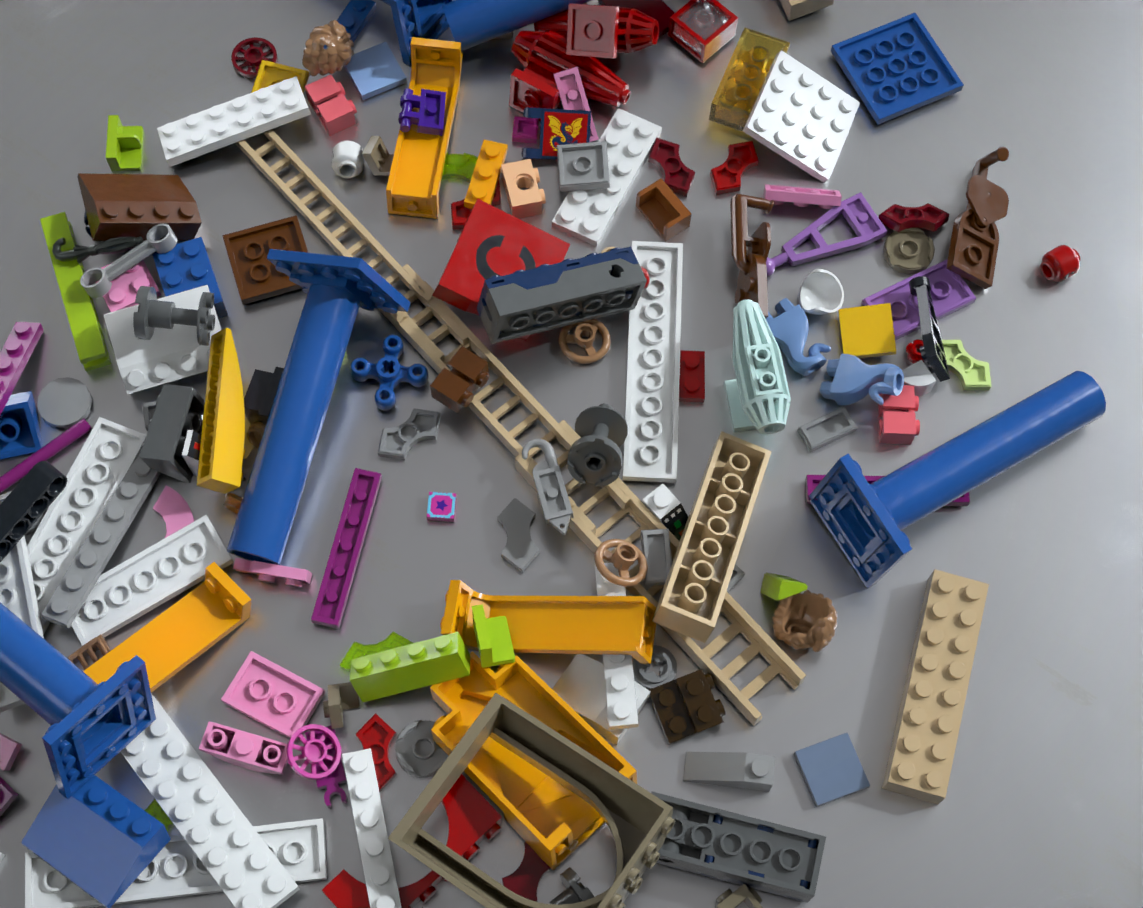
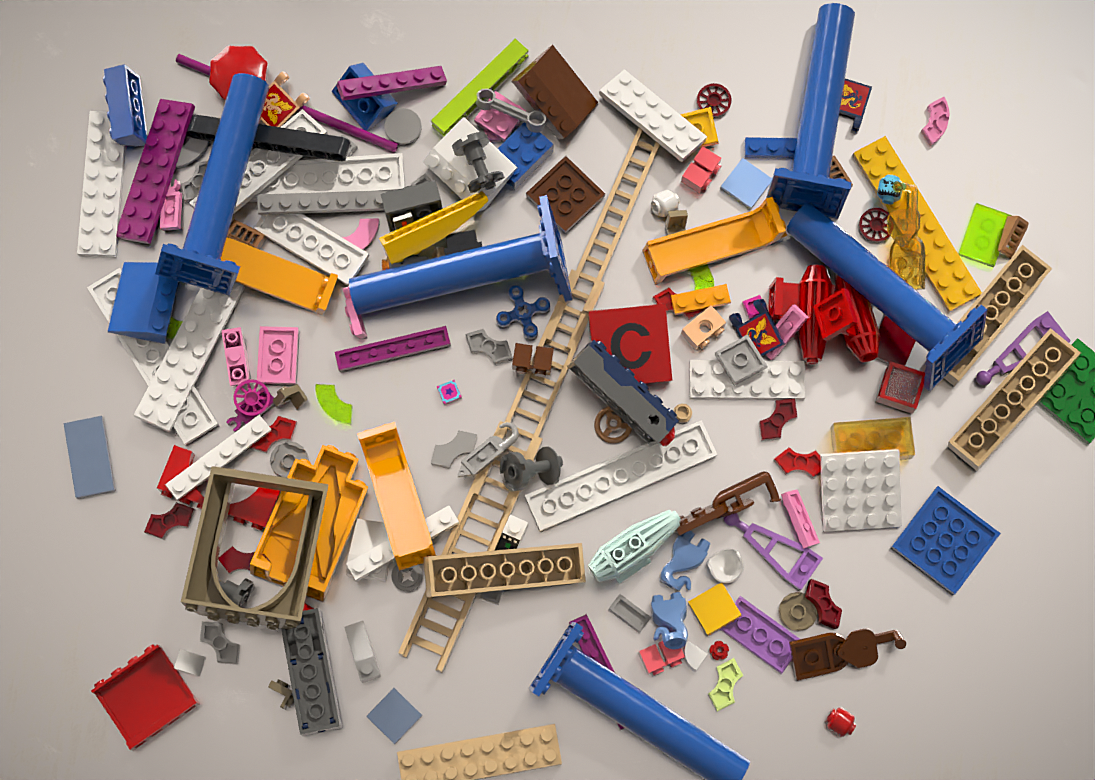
camera: 65 degrees right, 10 degrees up
(80, 253) = (502, 78): pearl dark grey piece -> none
(124, 145) = (600, 56): lime panel -> none
(336, 55) = (742, 146): medium nougat hair -> none
(410, 667) = (329, 426): lime brick -> none
(430, 115) = (728, 238): dark purple plate -> none
(492, 638) = (371, 466): lime panel -> none
(622, 559) = (455, 505): medium nougat piece -> none
(658, 555) = (474, 540): light grey tile -> none
(663, 209) = (737, 429): dark orange panel -> none
(686, 705) = (390, 606): dark brown plate -> none
(692, 376) = (622, 506): red plate -> none
(781, 586) = (496, 630): lime slope -> none
(805, 621) = (479, 655): medium nougat hair -> none
(933, 348) = (712, 657): black plate -> none

